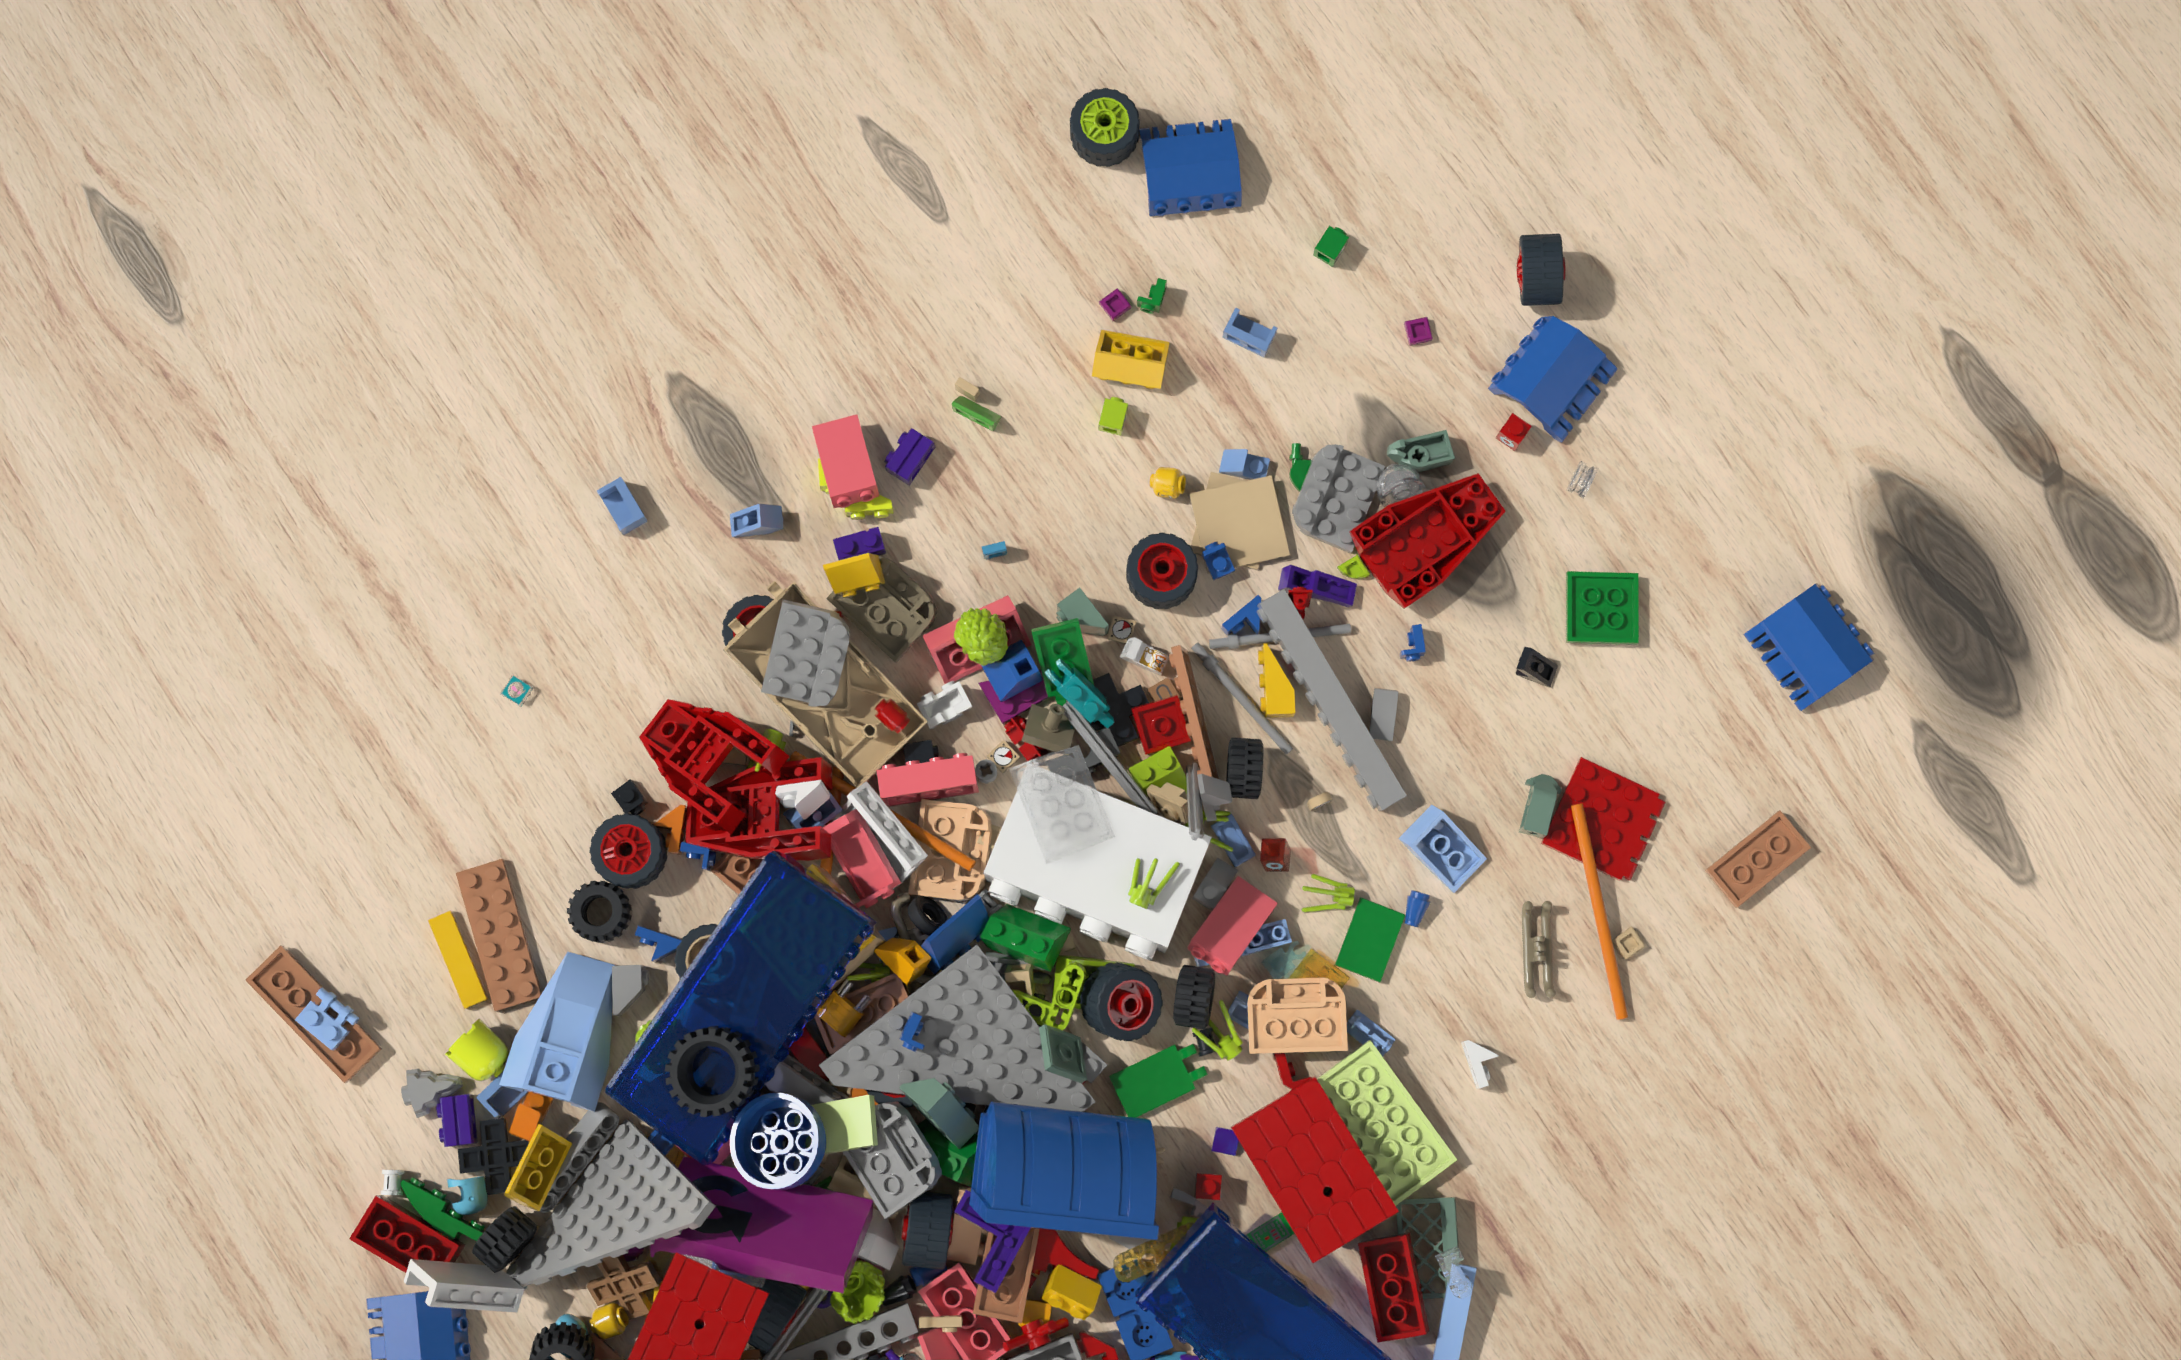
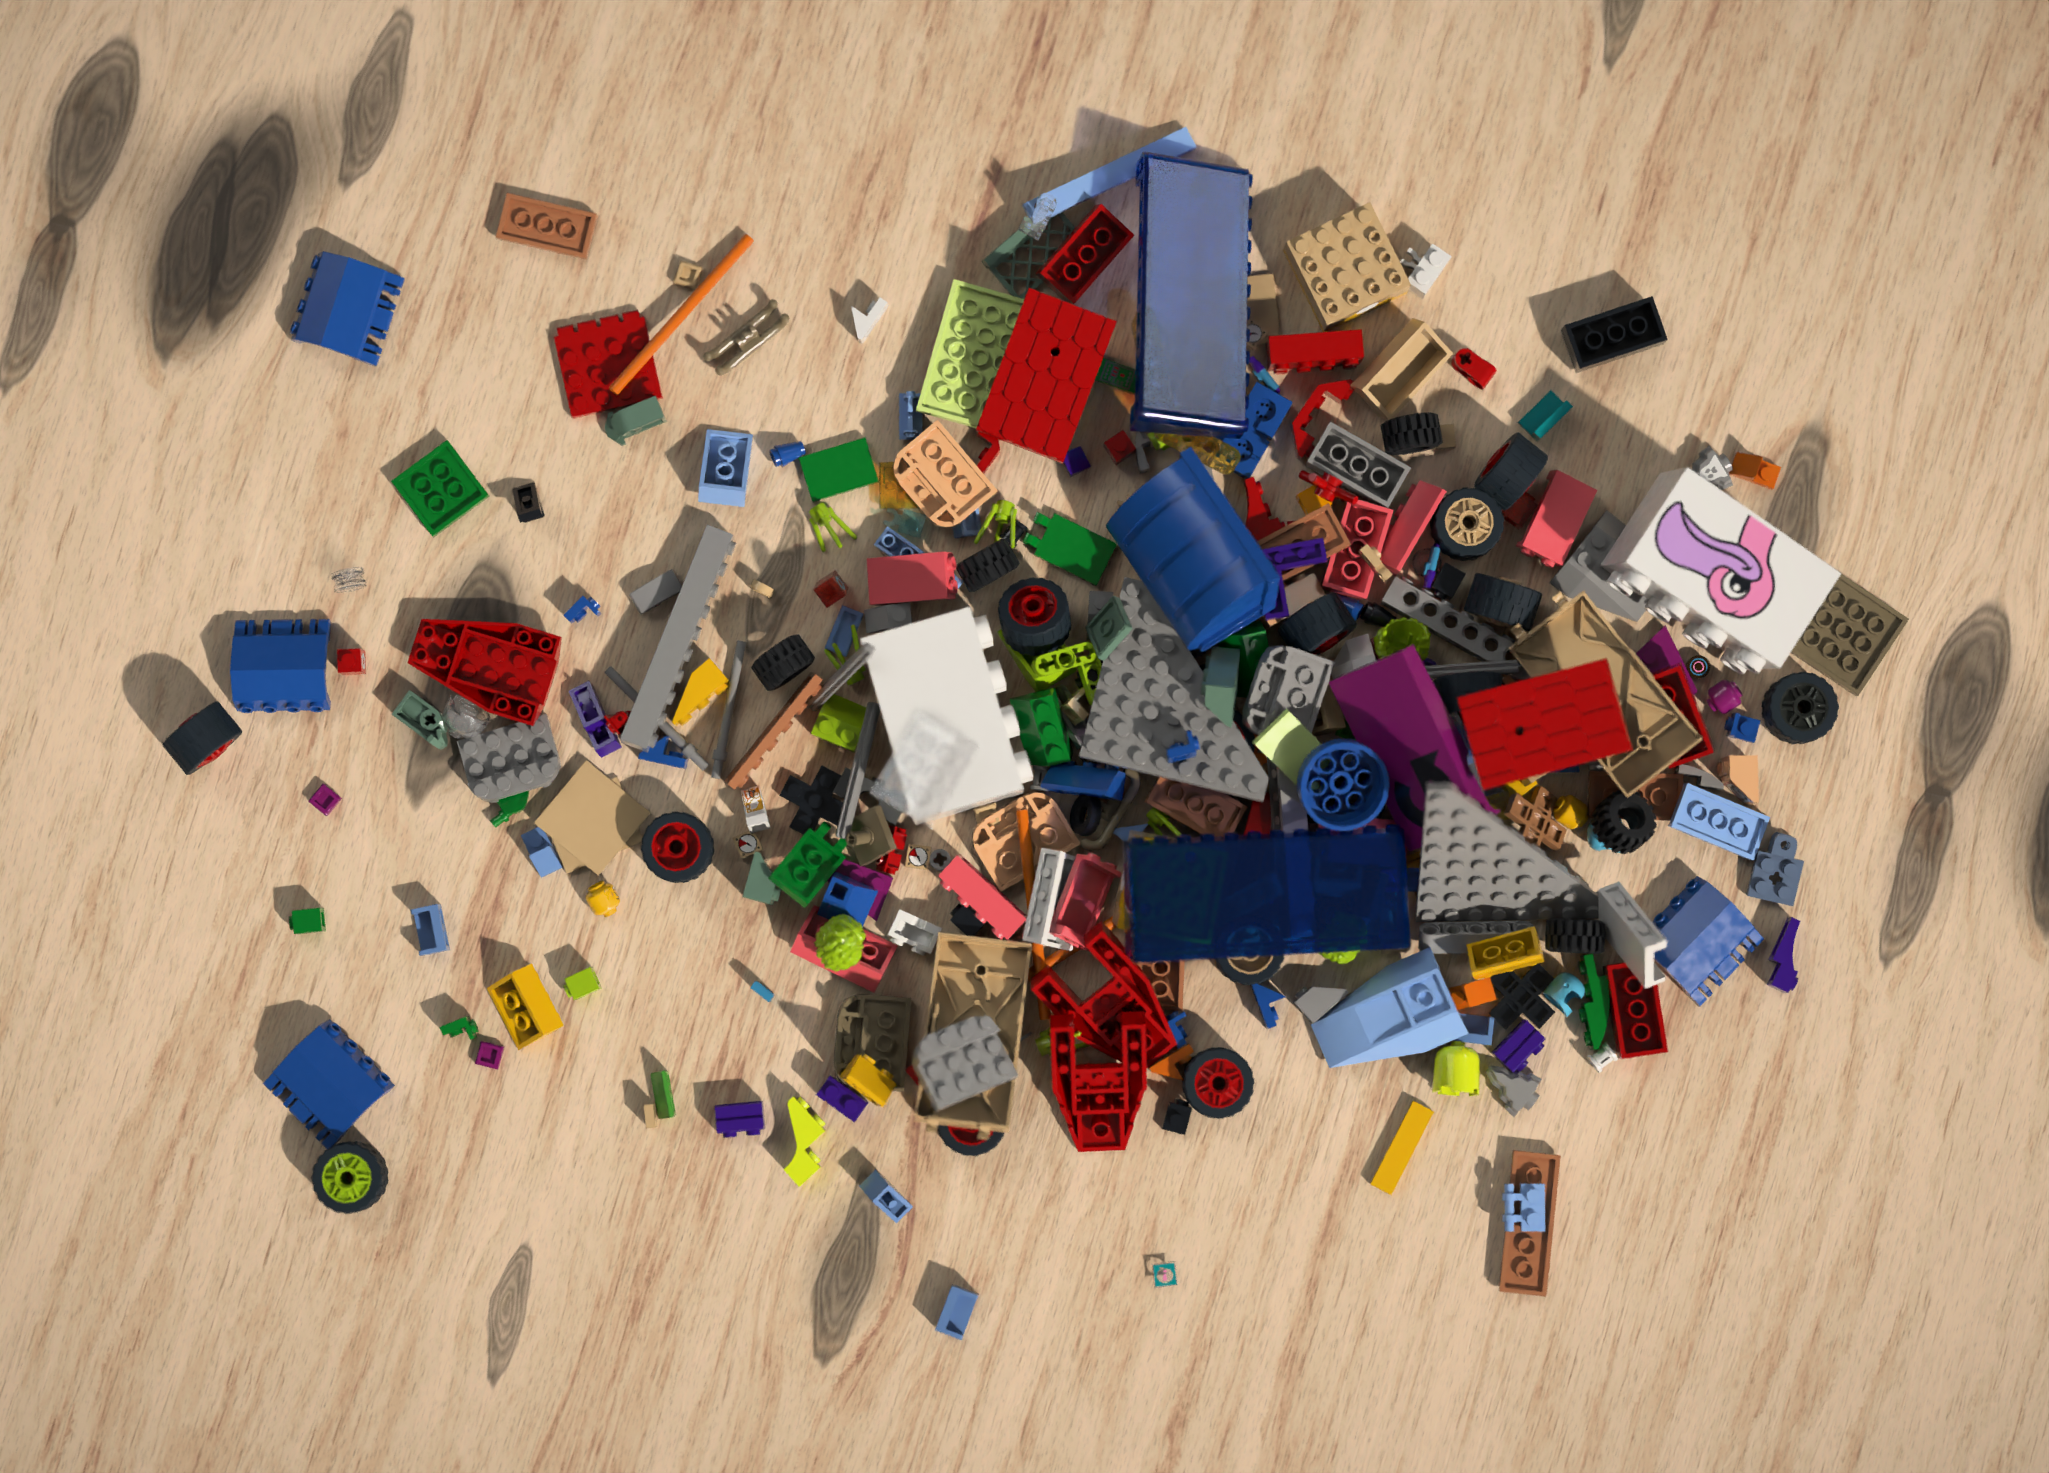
camera: 130 degrees left, 5 degrees up
(499, 935) = (1358, 1132): nougat plate -> none
(580, 904) = (1299, 1058): black tyre -> none
(682, 1071) = (1360, 873): black tyre -> none
(803, 796) = (1070, 978): white slope -> none
(818, 818) = (1077, 966): medium blue slope -> none
(840, 1012) = (1209, 818): light orange piece -> none
(845, 461) = (784, 1162): coral panel -> none
(891, 715) = (955, 963): red brick -> none
(904, 958) = (1132, 805): light orange slope -> none
(1071, 1292) = (1277, 486): yellow brick -> none
(1081, 694) = (824, 830): teal hinge -> none
(1141, 895) = (947, 655): lime plant -> none
(1160, 724) = (798, 754): red plate -> none
(1162, 690) = (771, 772): medium nougat tile -> none
(1170, 802) = (854, 696): tan plate -> none
(1213, 793) = (823, 667): light grey slope -> none
(1217, 560) = (635, 811): blue bracket -> none
(1354, 568) = (557, 702): lime tile -> none

